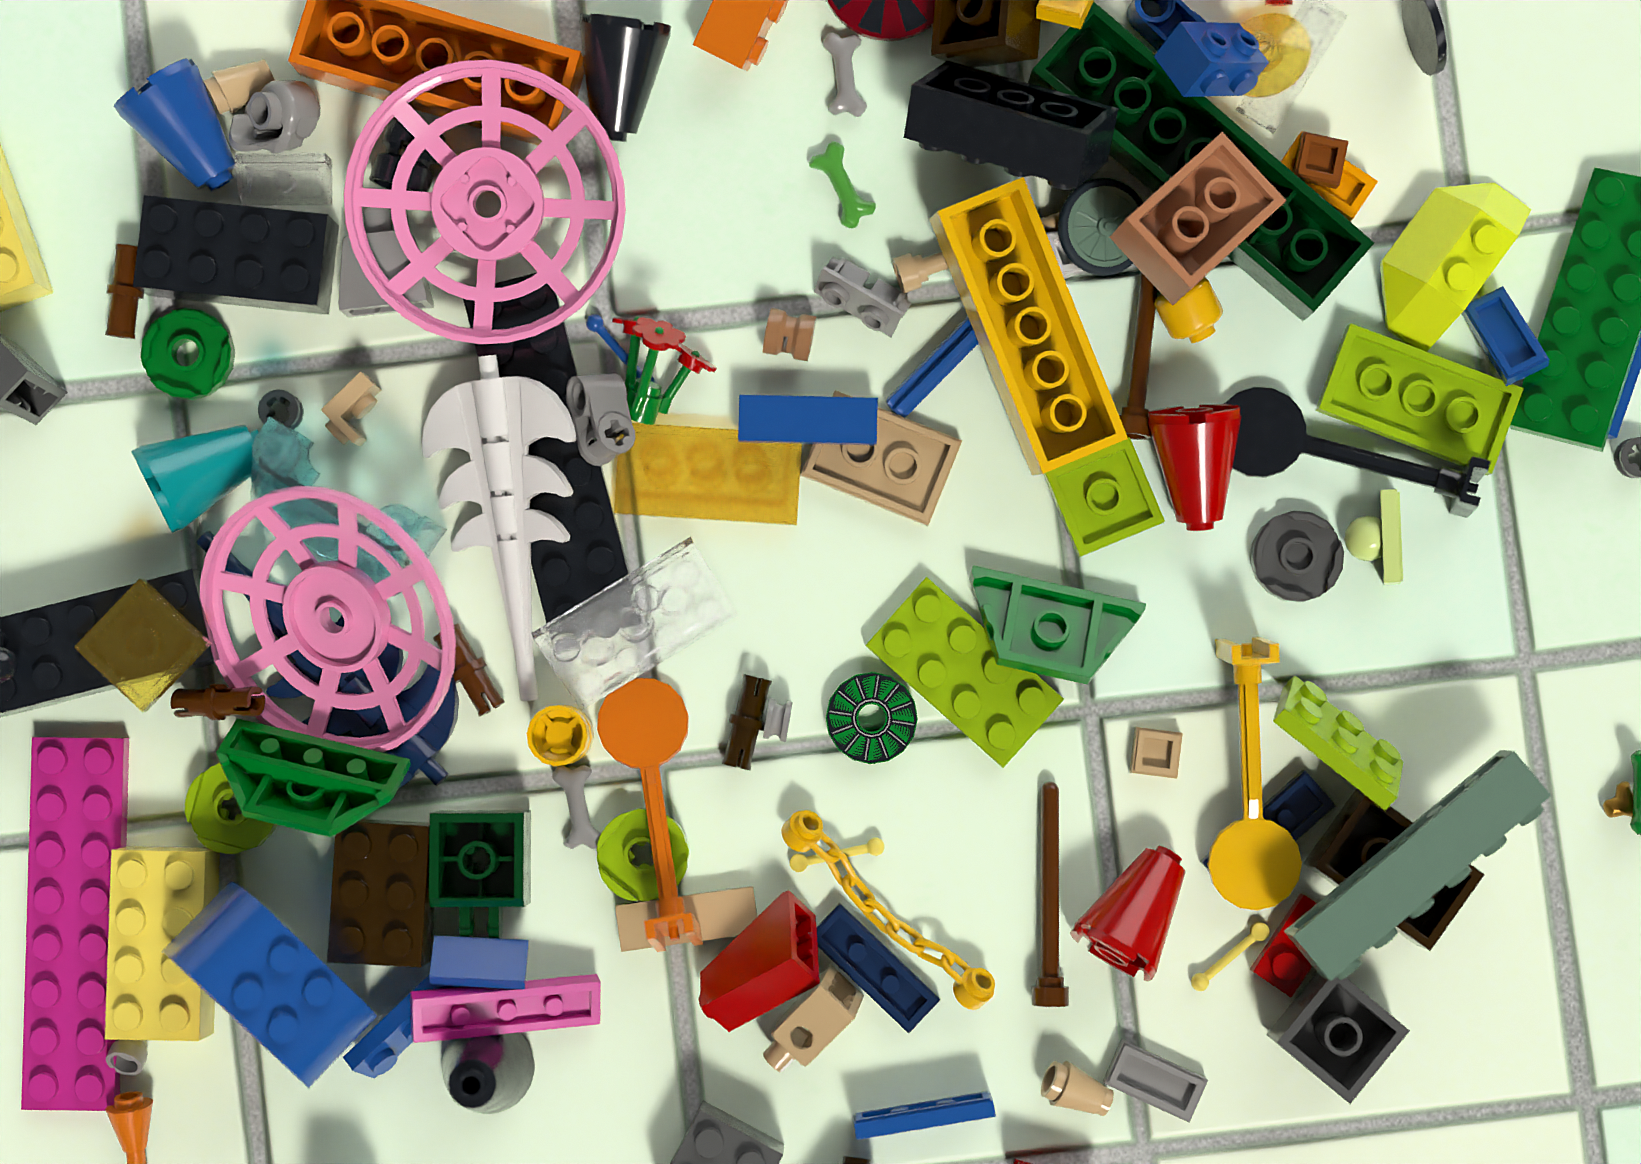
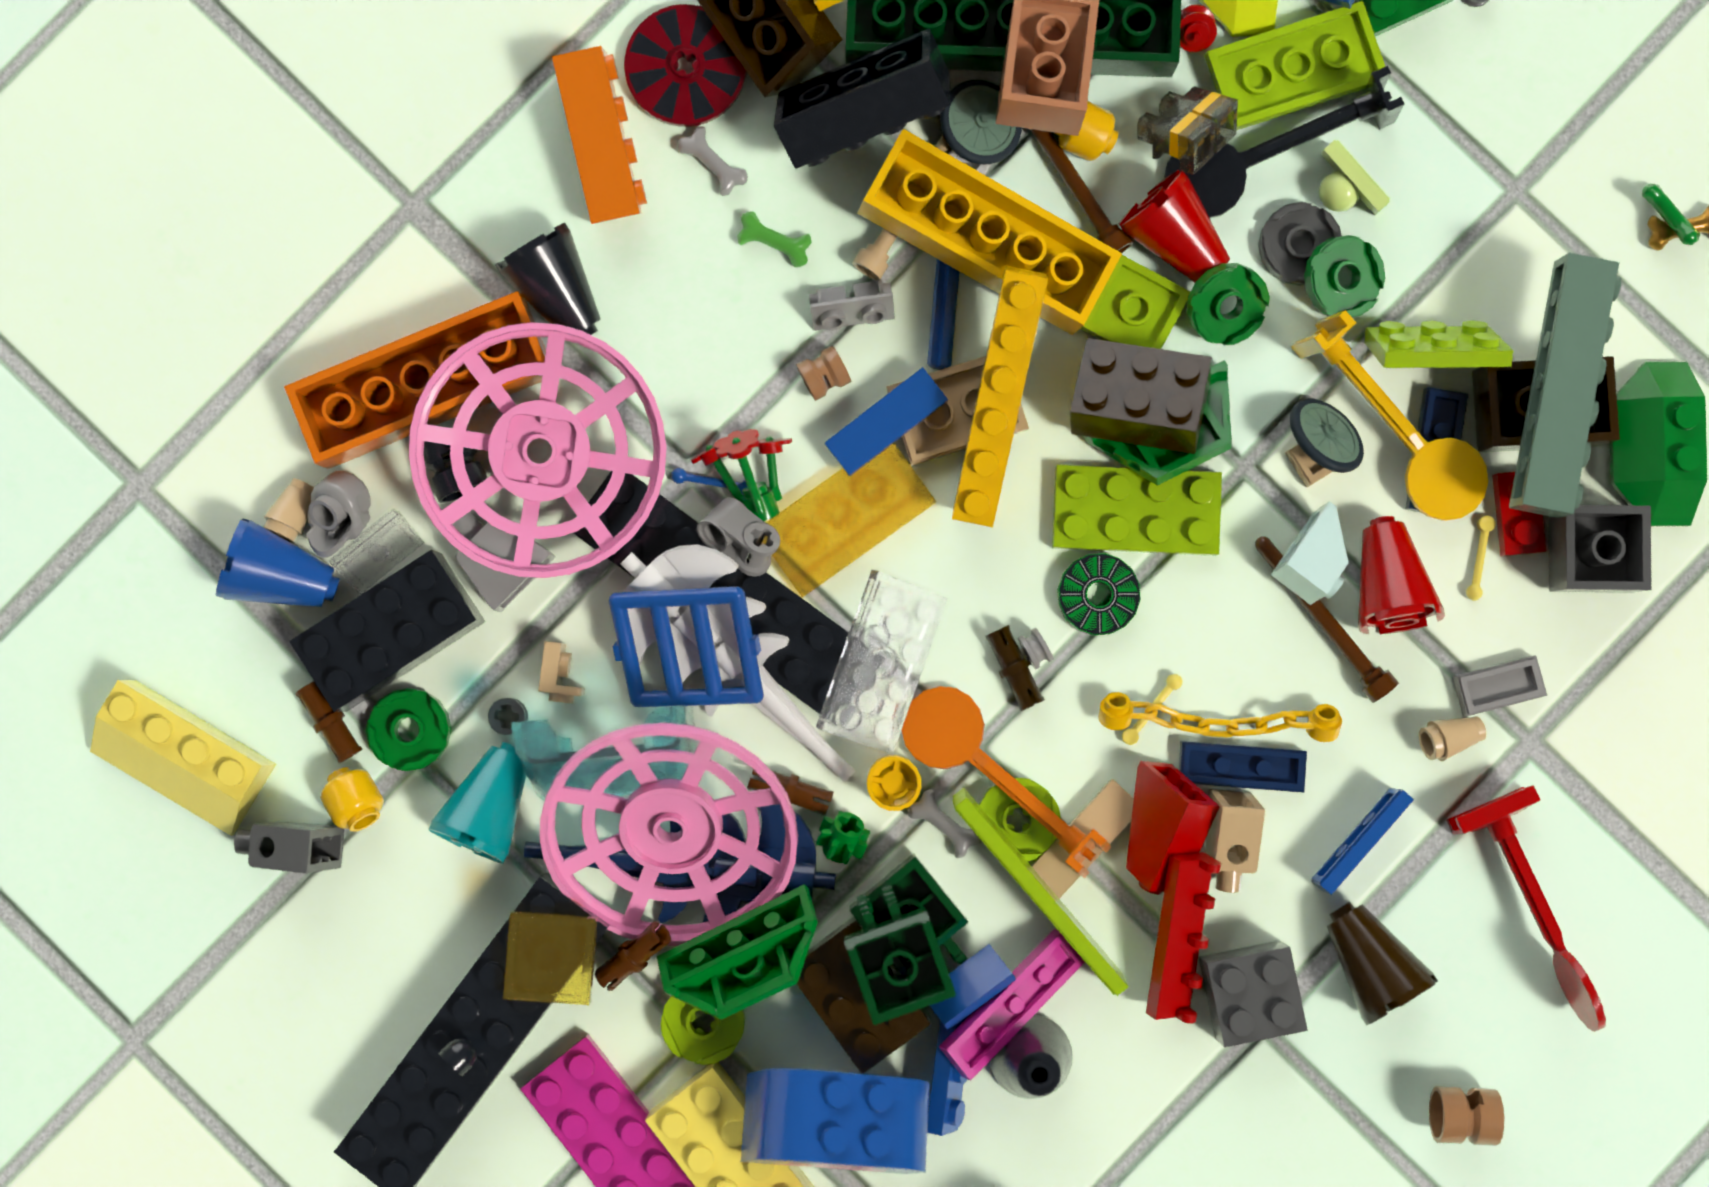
camera: 40 degrees left, 0 degrees up
(90, 373) = (352, 799): none -> yellow head
(419, 861) = (876, 945): none -> dark green hinge
(479, 747) = (843, 837): none -> green gear
(515, 441) = (697, 600): none -> blue bar
(607, 931) = (1039, 892): none -> lime tile
(697, 1069) = (1181, 936): none -> red hinge
(920, 475) = (999, 395): none -> yellow brick
(1044, 574) = (1140, 395): none -> brick
(1082, 838) = (1315, 557): none -> light aqua slope
(1179, 740) = (1326, 435): none -> sand green wheel
(1193, 534) = (1213, 289): none -> green tile
(1279, 377) = (1190, 127): none -> clear smoke hips
(1292, 598) = (1323, 270): none -> green tile
(1357, 295) = (1197, 28): none -> red wheel
(1468, 984) = (1661, 443): none -> green wedge

